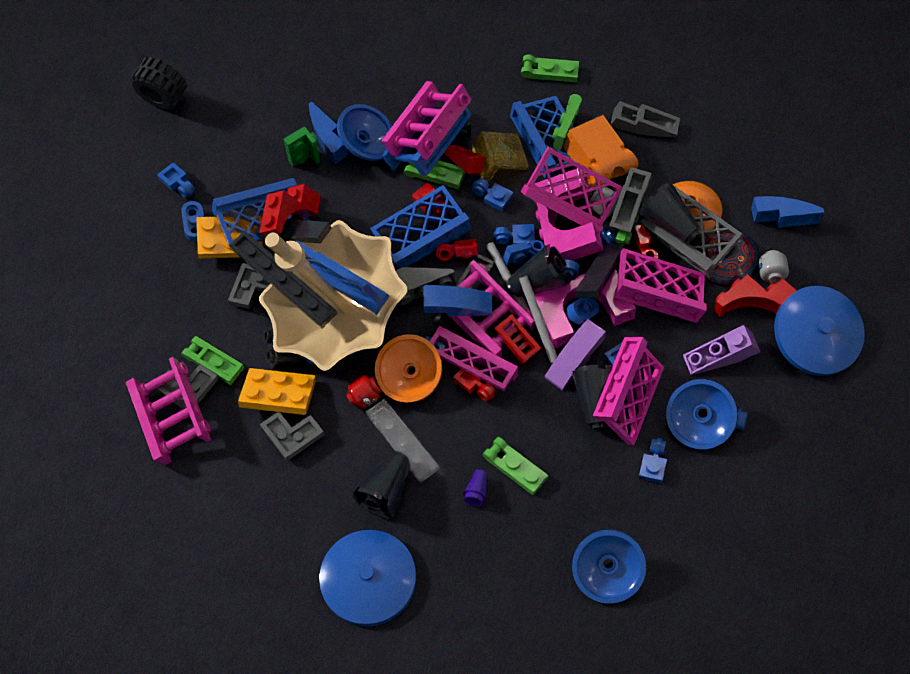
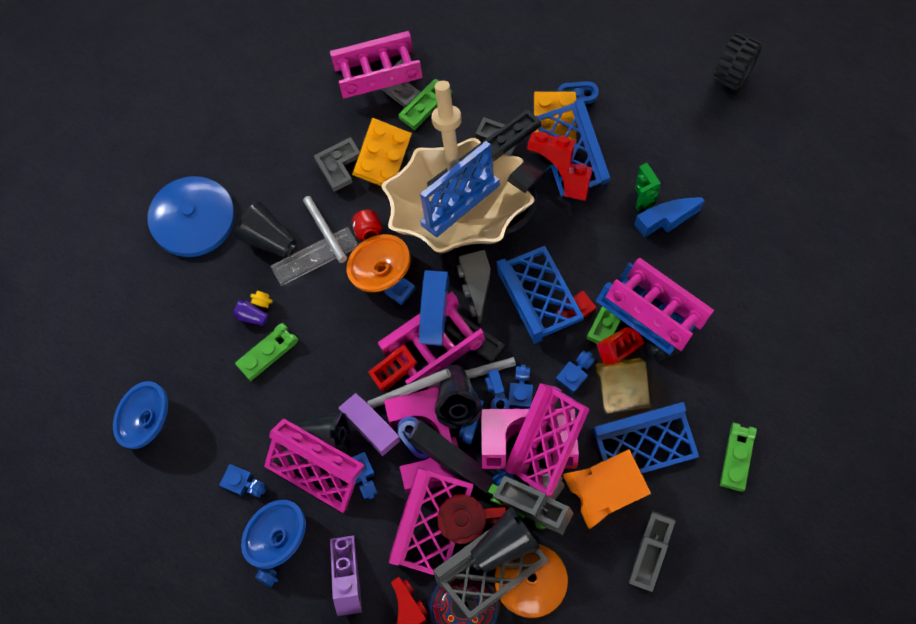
camera: 95 degrees right, 5 degrees up
(173, 177) = (629, 77): blue plate -> none
(362, 131) = (676, 243): blue dish -> none
(372, 431) = (325, 229): none -> light grey bar
(460, 480) = (261, 299): none -> yellow plate
(461, 248) = (509, 332): red plate -> none
(470, 383) = (362, 321): red plate -> none
(475, 354) = (390, 324): dark pink fence -> none
(566, 121) = (654, 457): bright green plate -> none
(654, 256) = (461, 519): none -> dark red tile

